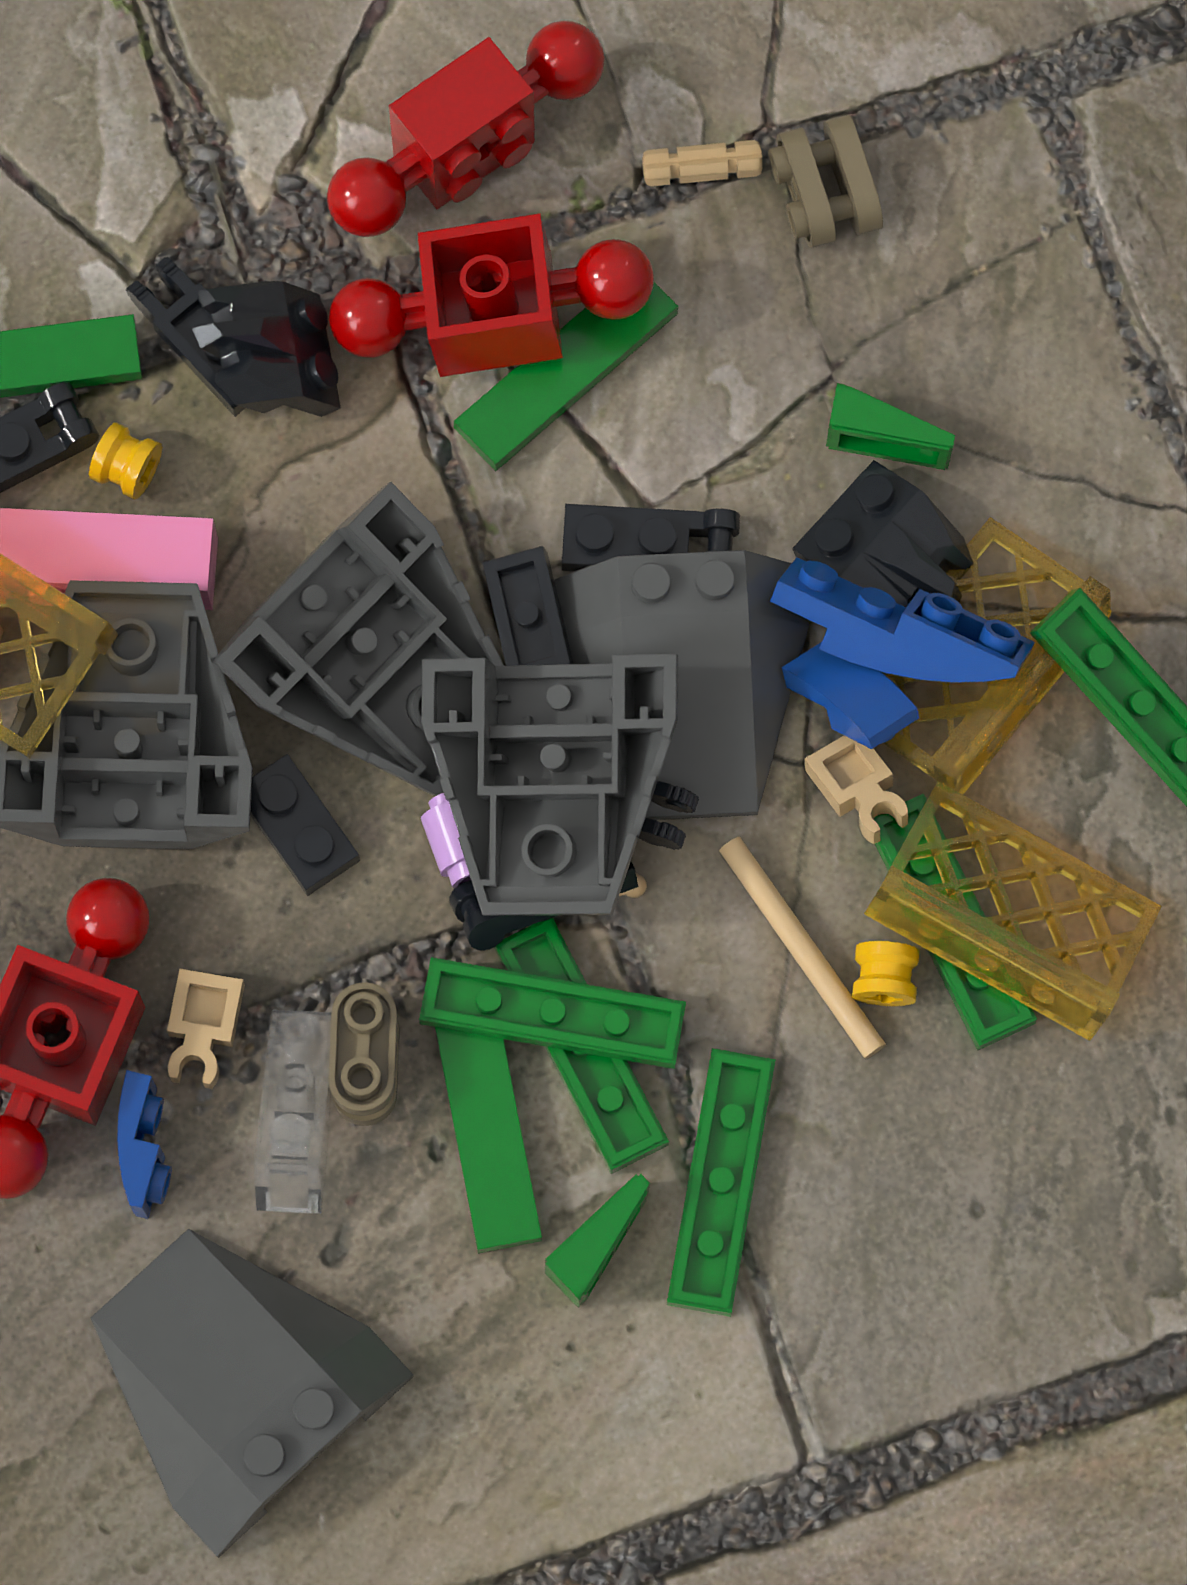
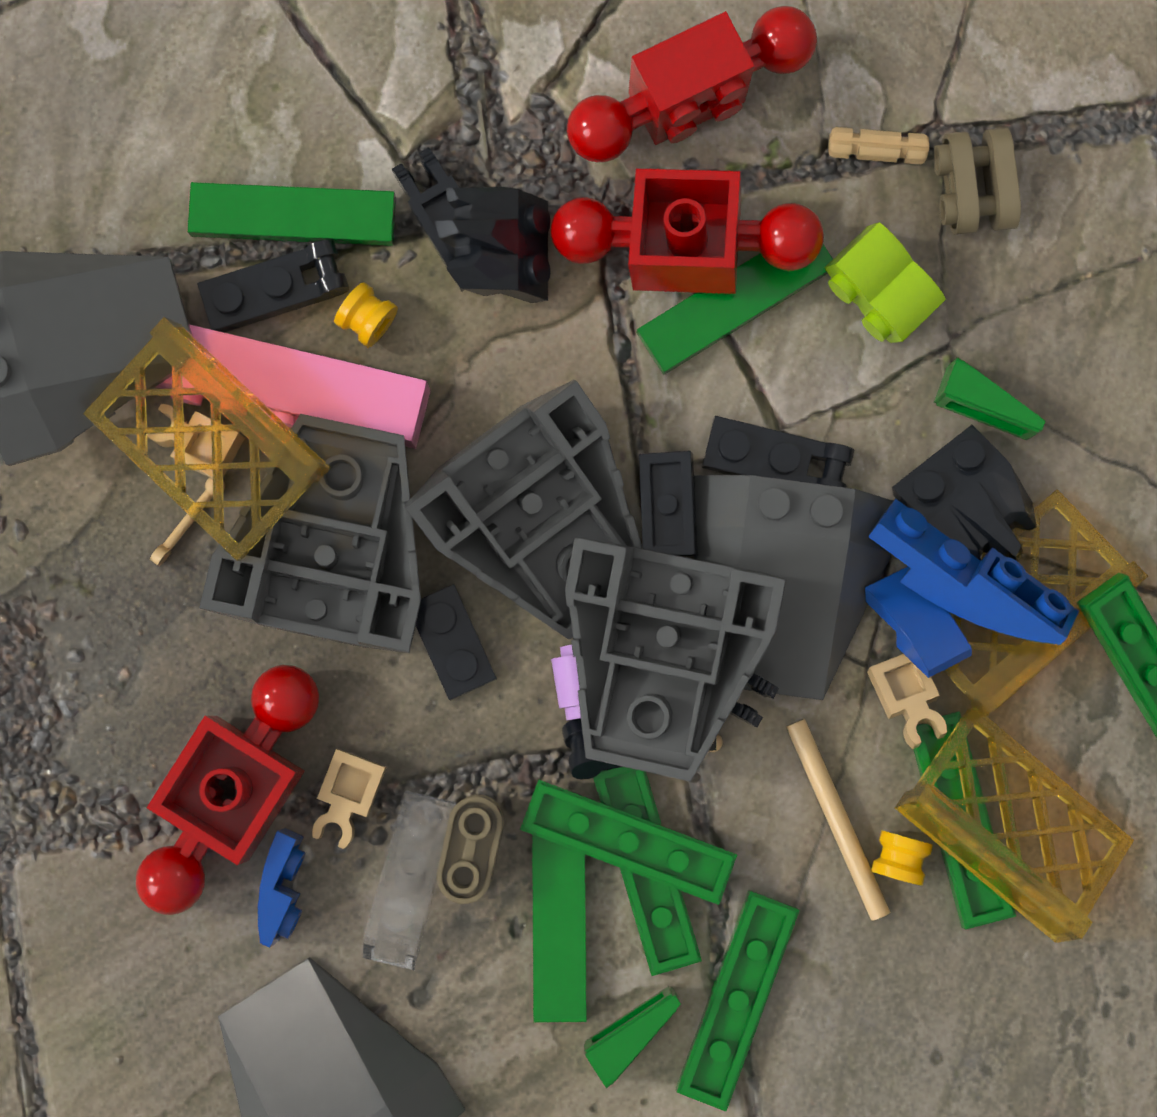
camera: 10 degrees right, 10 degrees up
(737, 317) = (884, 284): none -> lime brick

